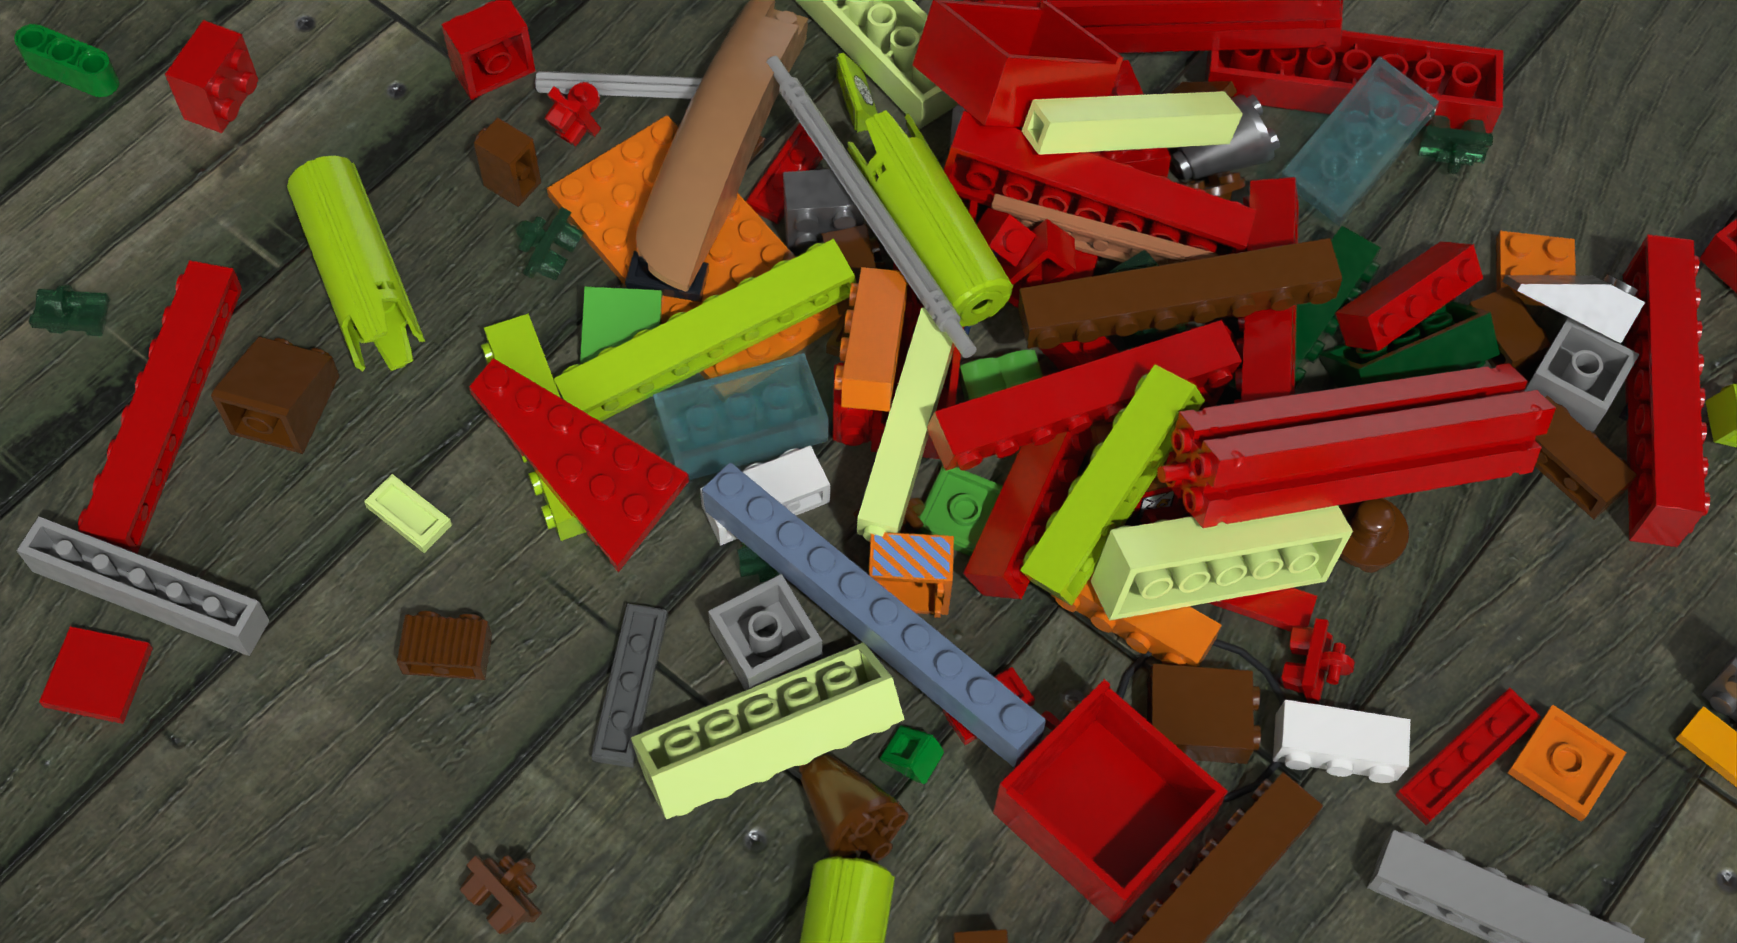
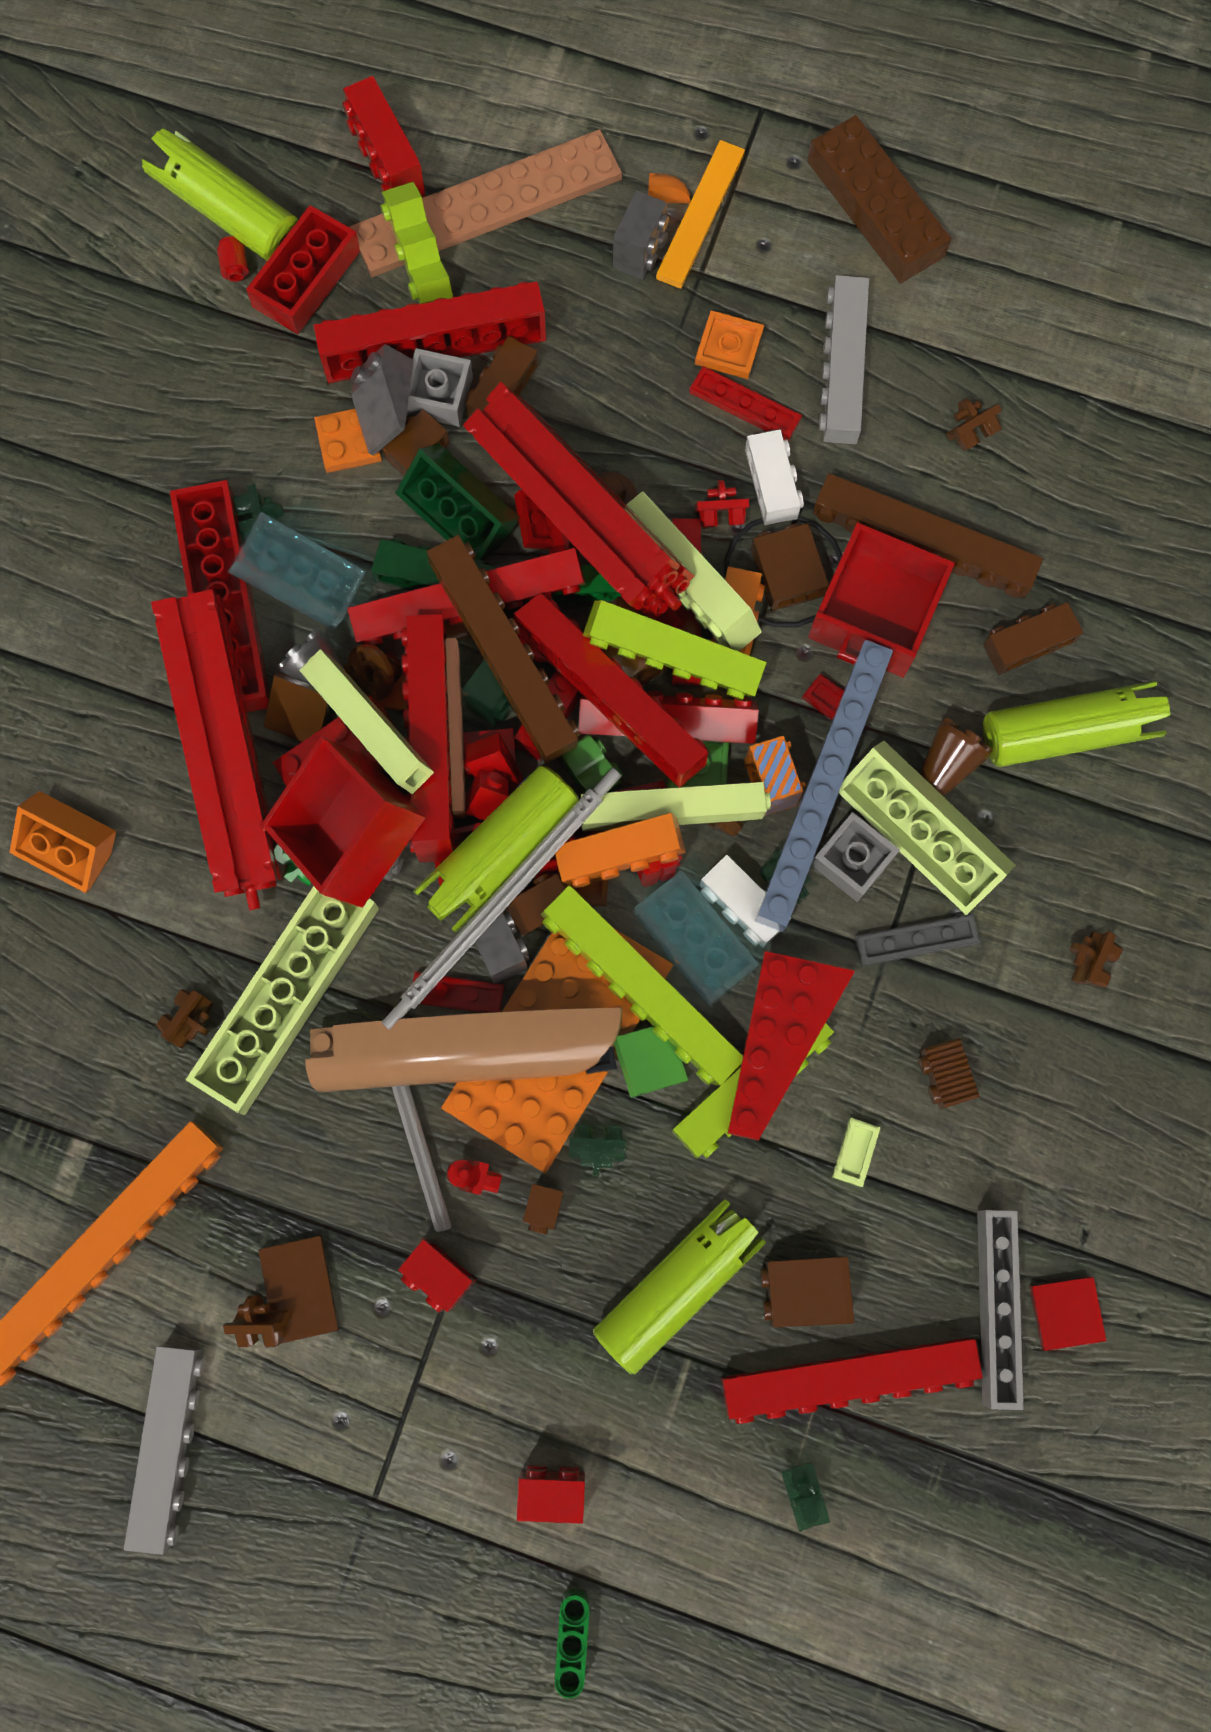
camera: 110 degrees left, 15 degrees up
(855, 92) = (365, 967): lime slope -> none
(913, 754) = (890, 733): green slope -> none
(1409, 295) = (412, 508): red brick -> none

